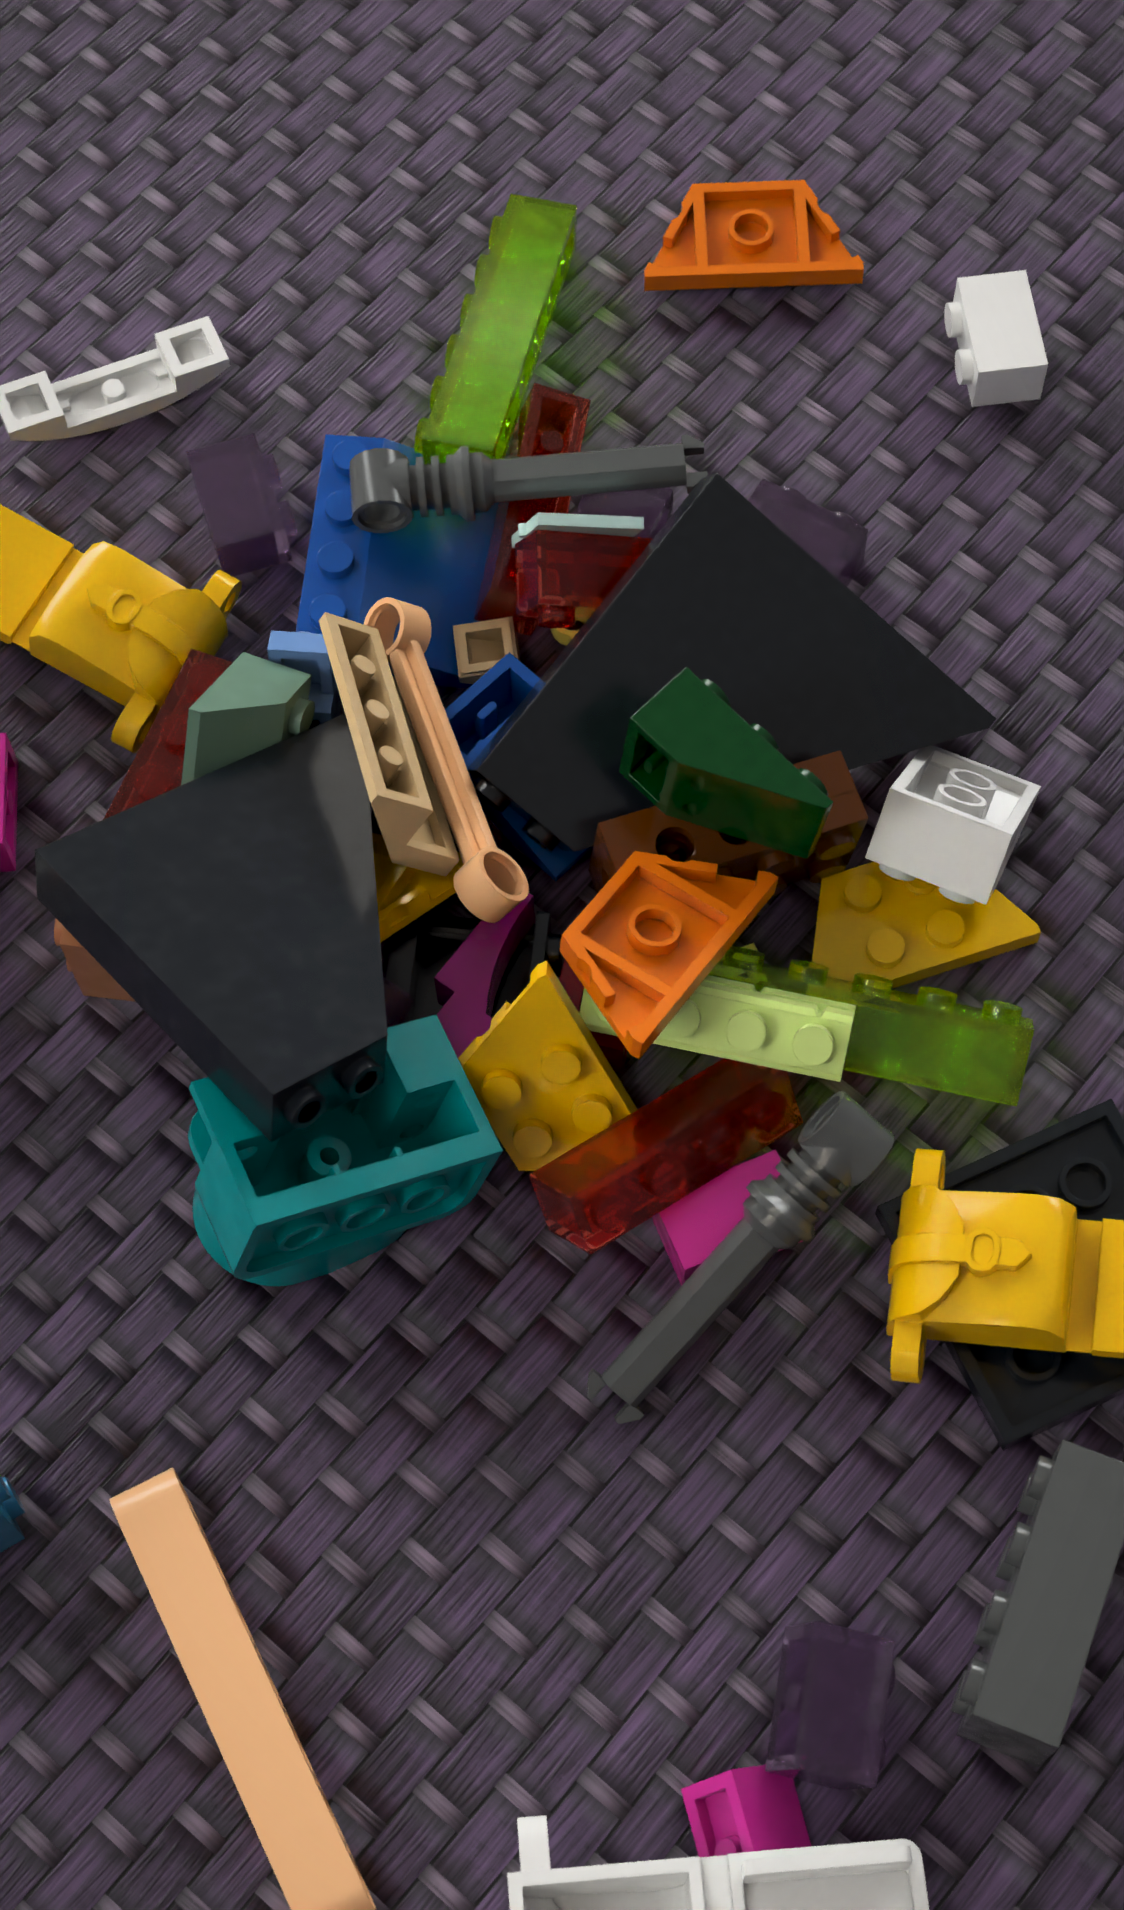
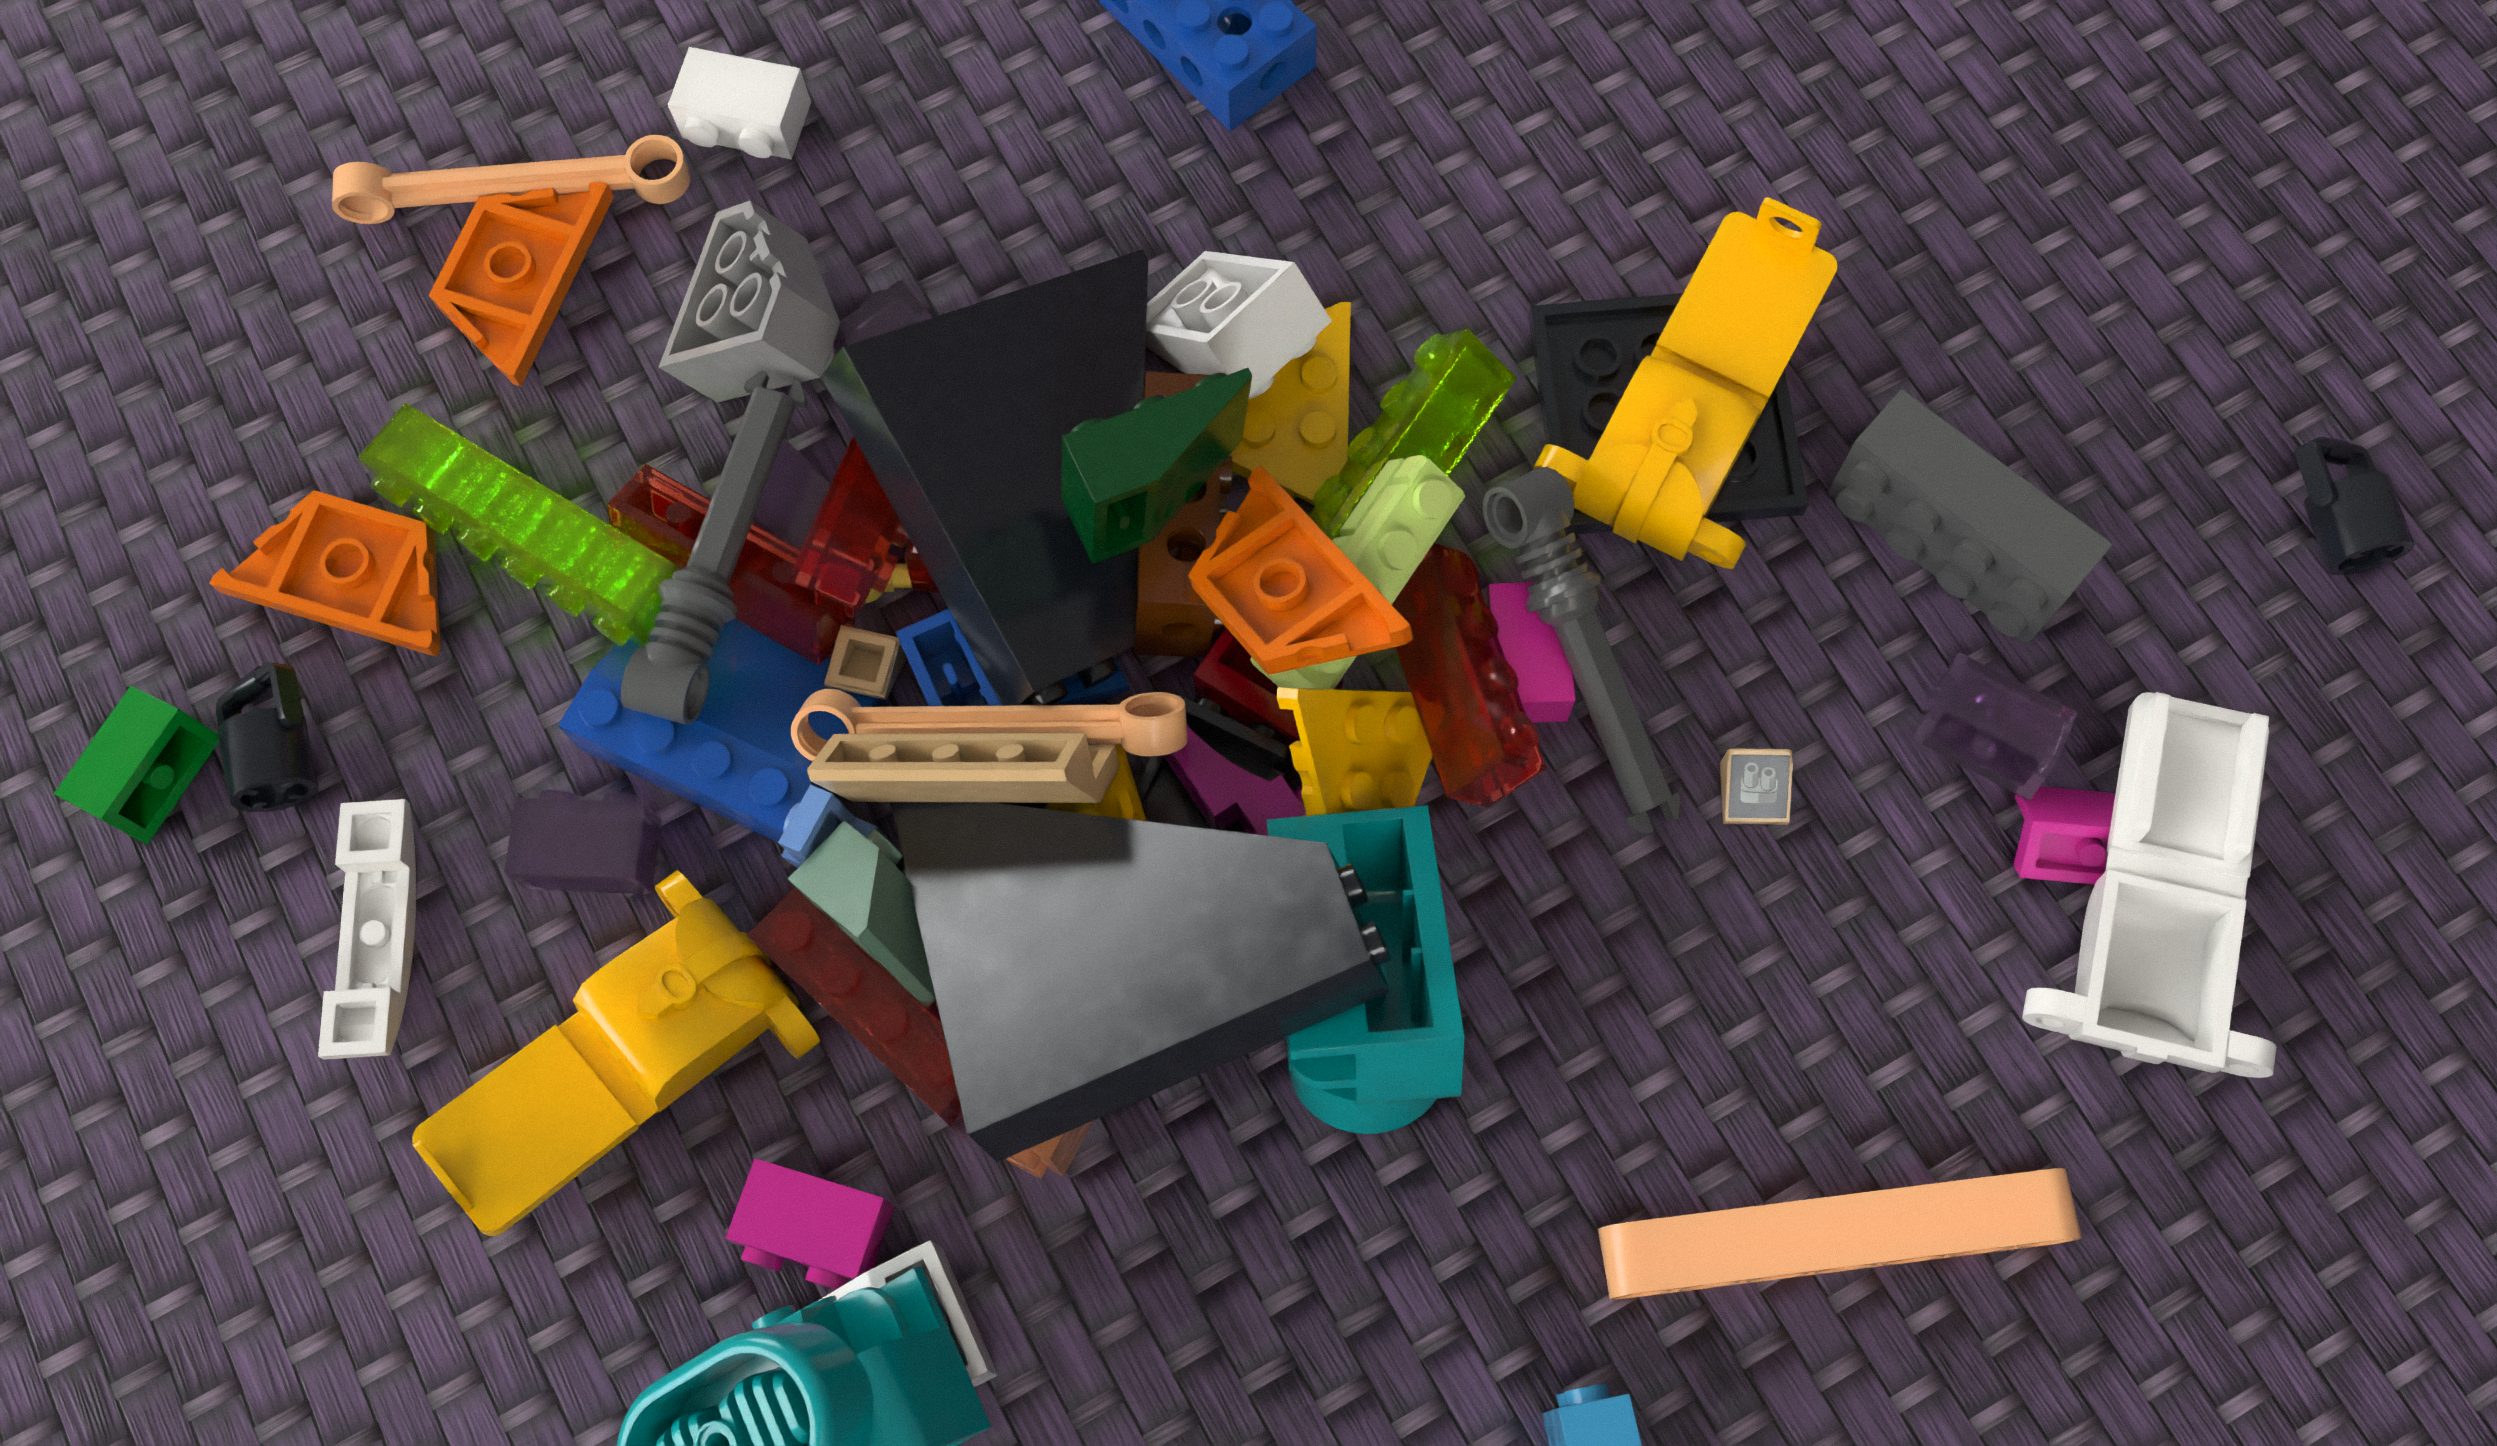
camera: 70 degrees left, 5 degrees up
(189, 166) = (138, 764): none -> green brick
(234, 246) = (266, 749): none -> black piece
(417, 238) = (346, 571): none -> orange wing
(580, 523) = (807, 516): light aqua piece -> none
(676, 1489) = (1756, 786): none -> slope
(774, 107) = (371, 192): none -> light nougat piece
(786, 421) = (752, 309): none -> light grey brick

